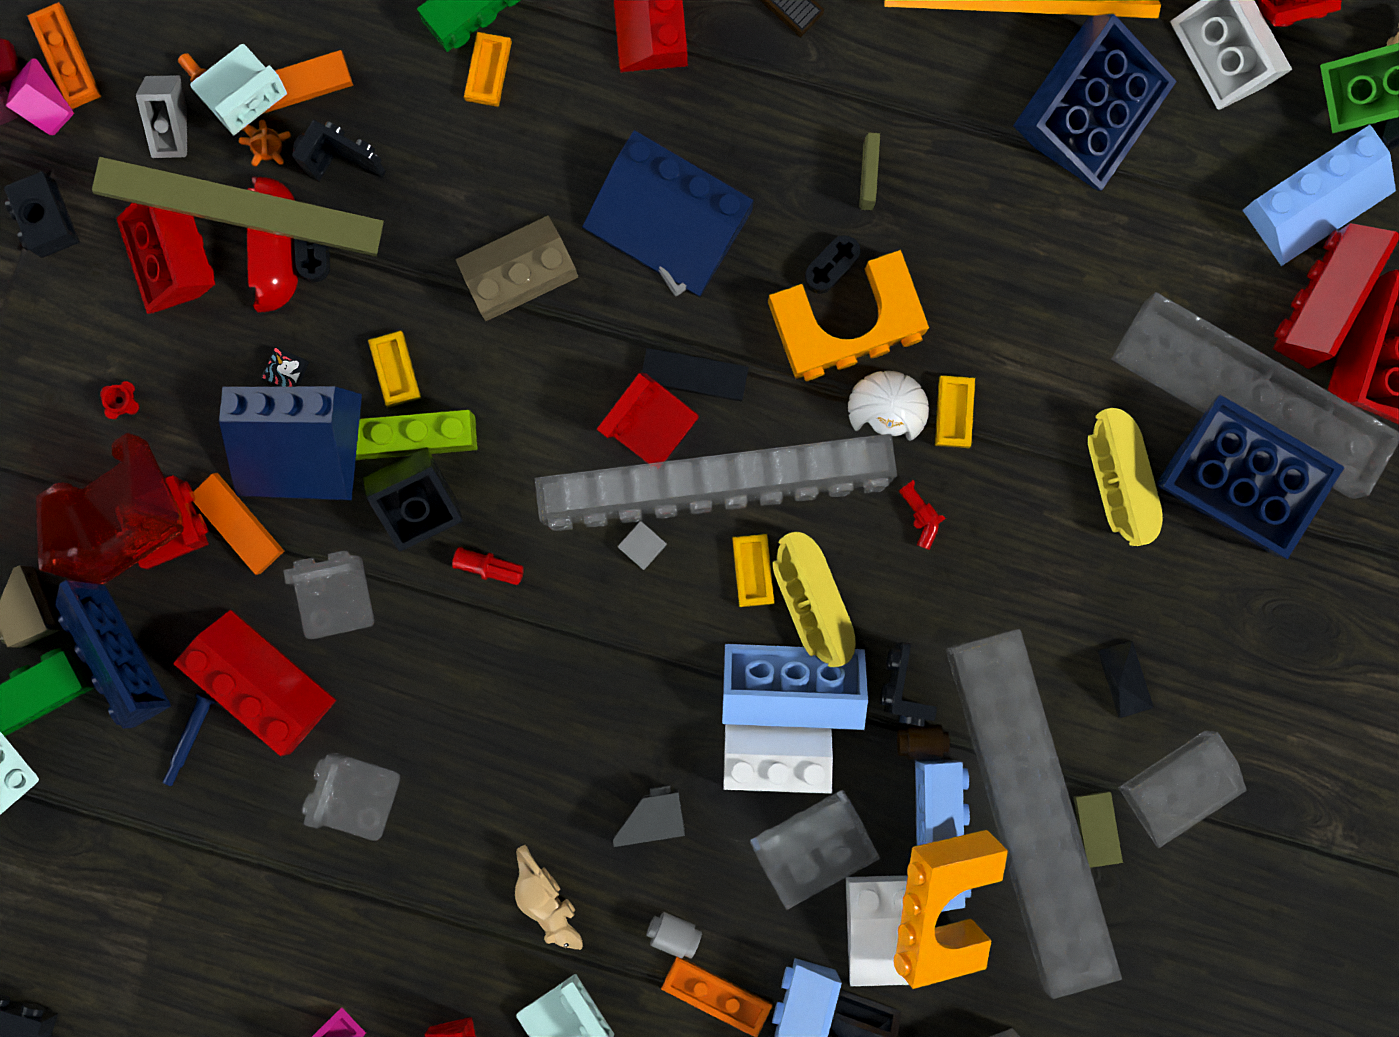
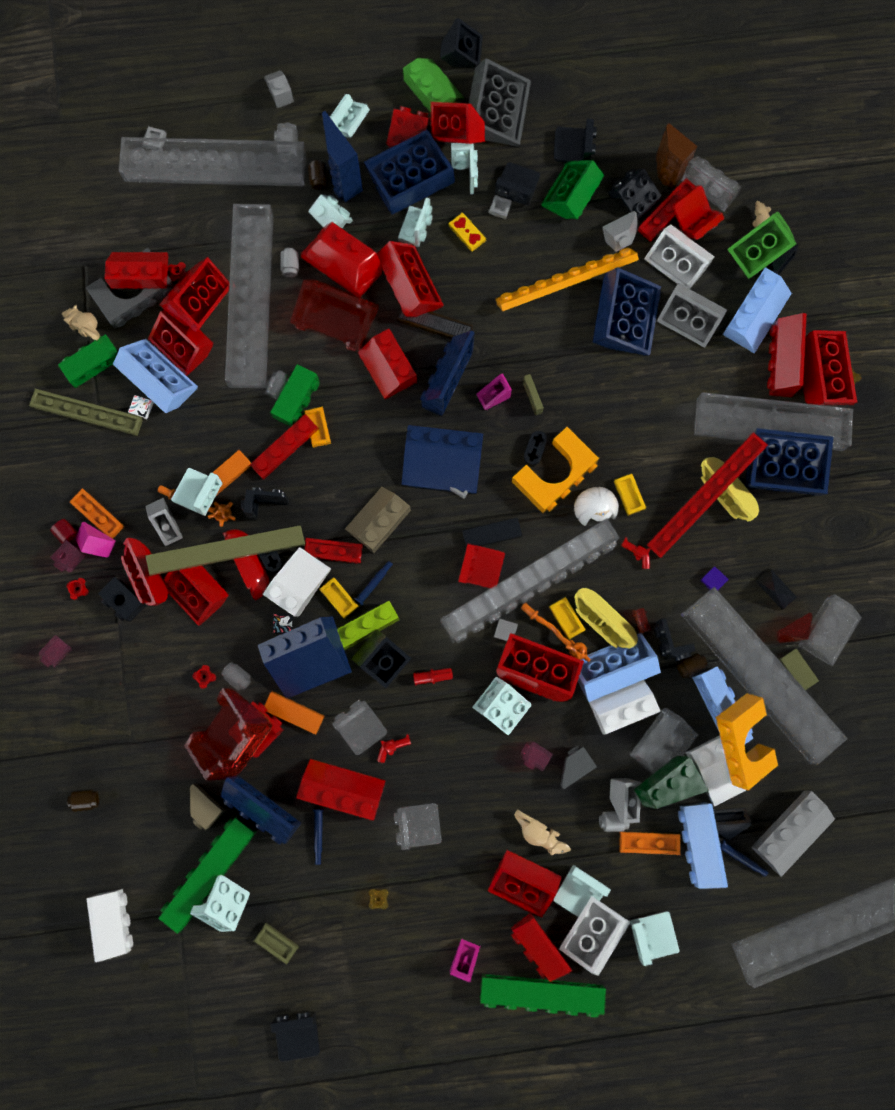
camera: 25 degrees left, 5 degrees down
(45, 879) = (276, 943): none -> olive tile
(89, 217) = (147, 588): none -> red brick
(169, 423) = (236, 676): none -> clear brick
(230, 890) = (373, 898): none -> clear yellow plate
(334, 313) = (297, 582): none -> white slope
(369, 649) = (391, 746): none -> red piece
(417, 77) = (284, 446): none -> red plate
(420, 287) = (334, 550): none -> red tile
(460, 370) = (373, 583): none -> dark blue piece
(482, 967) = (524, 883): none -> red slope
(578, 665) = (502, 705): none -> light aqua bracket
(594, 772) = (535, 756): none -> clear pink brick
(664, 631) = (539, 669): none -> red windscreen
(708, 909) = (625, 799): none -> light grey slope
(743, 630) = (577, 649): none -> orange piece
(745, 73) = (448, 373): none -> dark blue slope
(792, 919) = (671, 784): none -> dark green wedge
(807, 139) = (495, 392): none -> dark pink slope
(874, 629) = (641, 620): none -> clear red pin
(1029, 616) = (714, 578): none -> dark purple tile
(1083, 469) = (707, 494): none -> red tile
(1125, 763) = (796, 631): none -> clear red slope
(1204, 153) = (691, 315): none -> light grey slope

